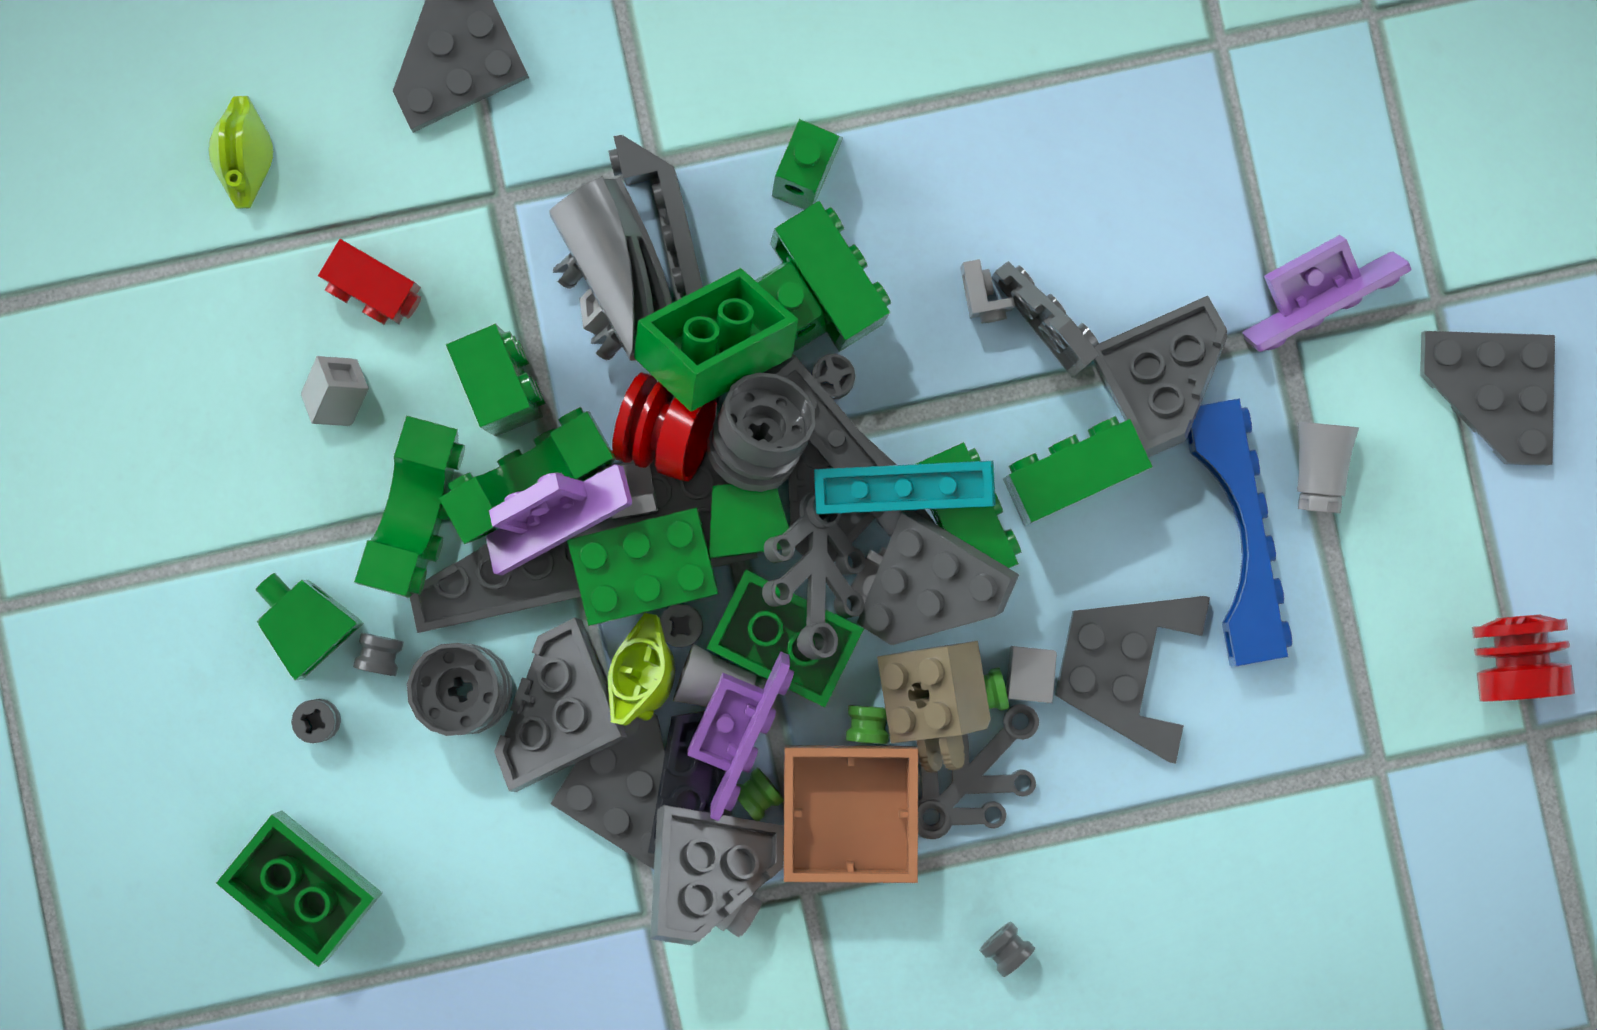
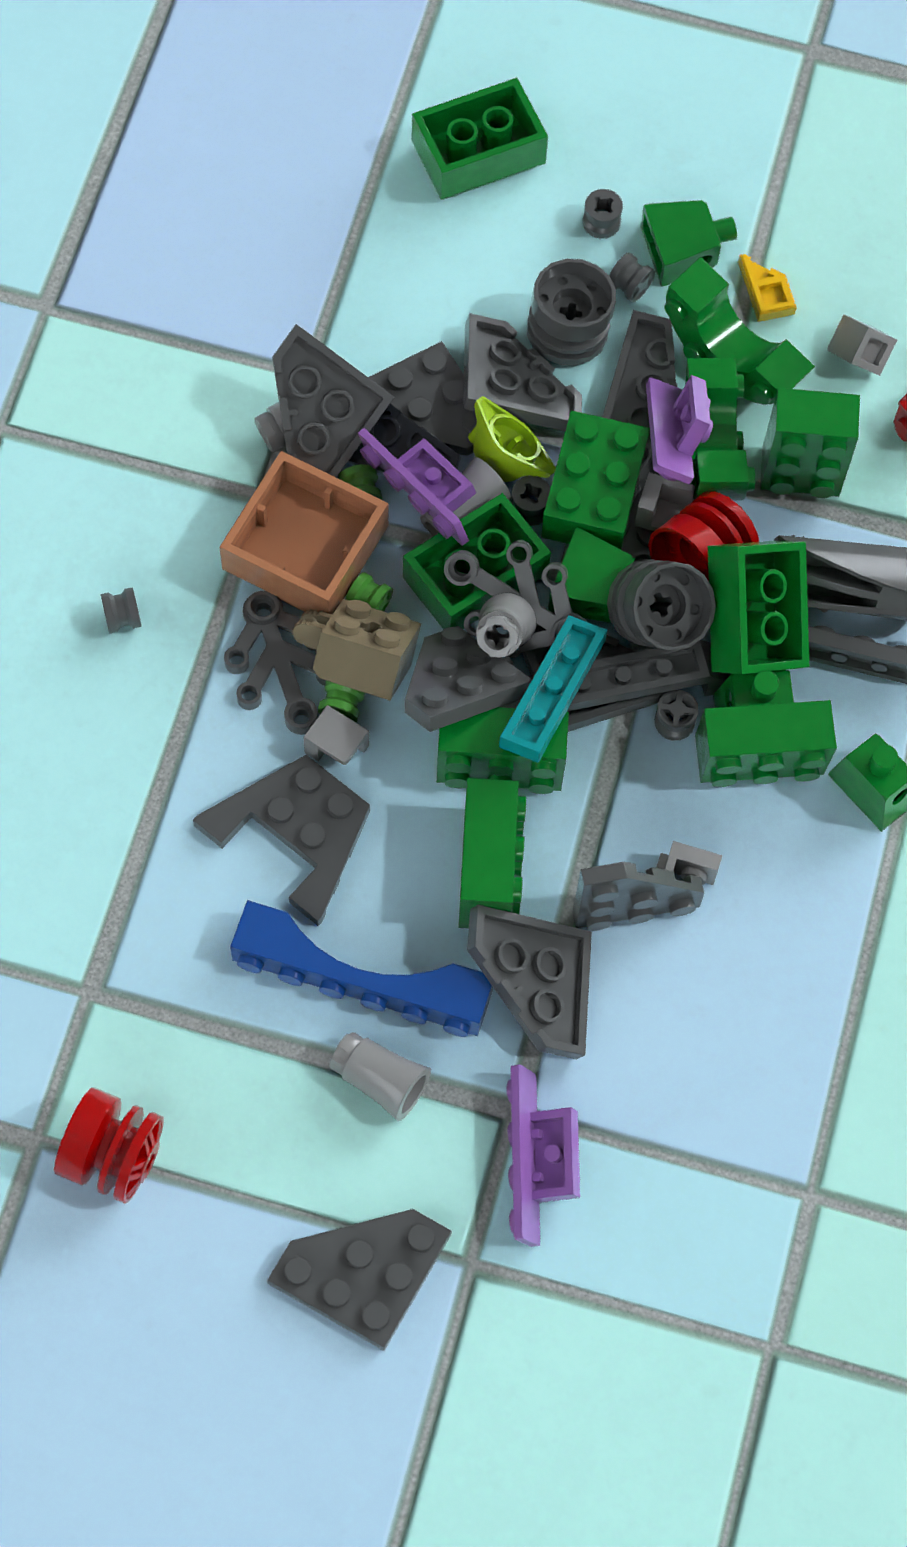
camera: 110 degrees right, 20 degrees down
(314, 516) = (767, 290): none -> yellow tile
(858, 569) = (513, 615): none -> light grey plant

